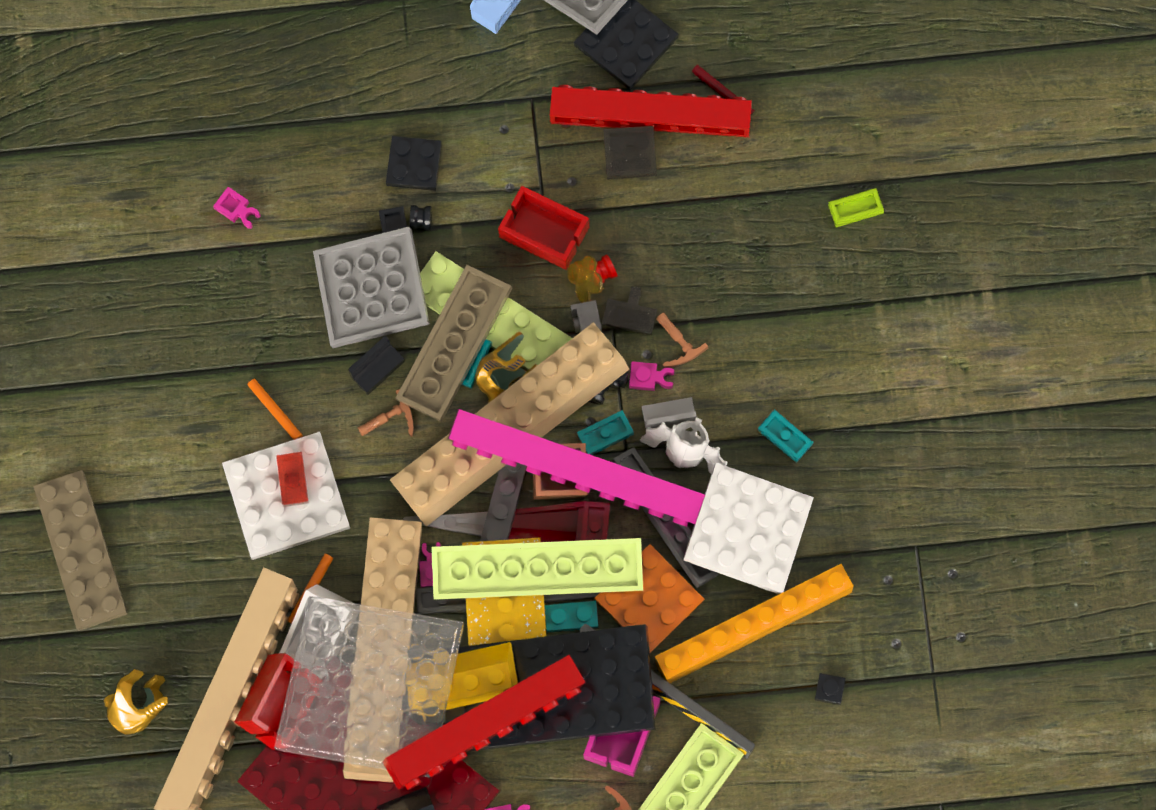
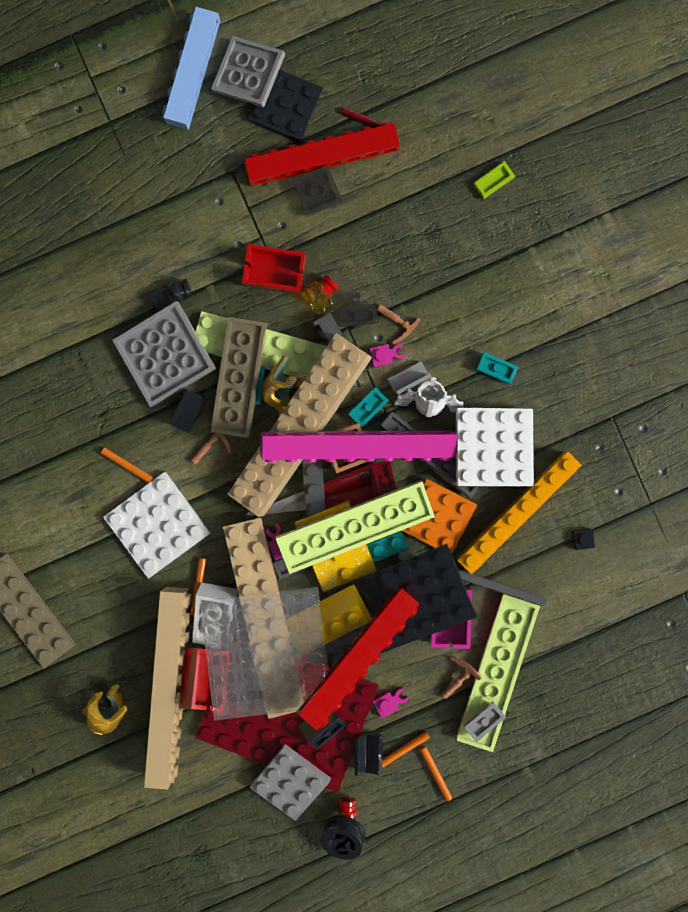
camera: 25 degrees left, 15 degrees up
(234, 205) = (43, 324): dark pink plate -> none
(292, 479) = (157, 515): clear red plate -> none
(413, 163) = (162, 249): black plate -> none

